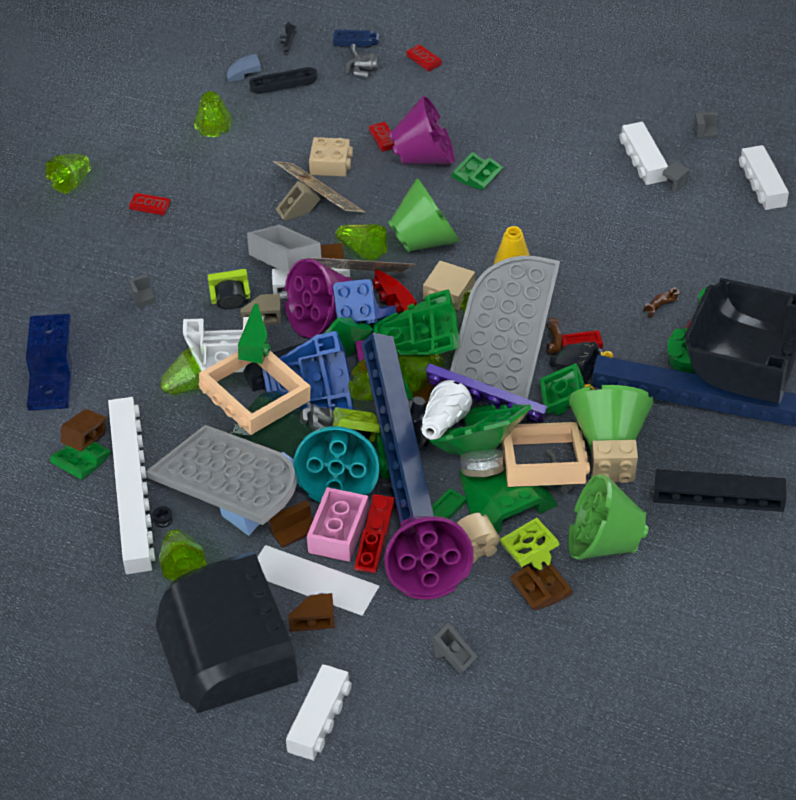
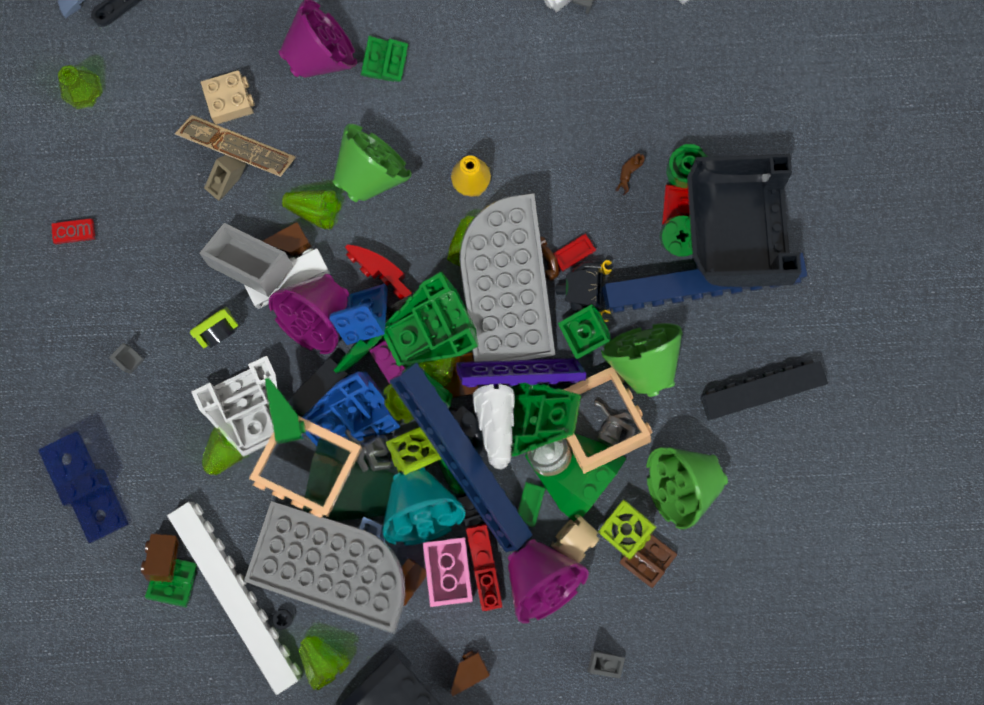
camera: 25 degrees left, 35 degrees up
(269, 307) = (258, 334): dark tan slope -> none
(312, 578) = (450, 630): white sticker -> none
(364, 265) = (329, 257): sticker -> none
(381, 135) = (265, 42): red tile -> none
(449, 277) = (423, 235): tan brick -> none
(614, 459) = (667, 401): tan brick -> none

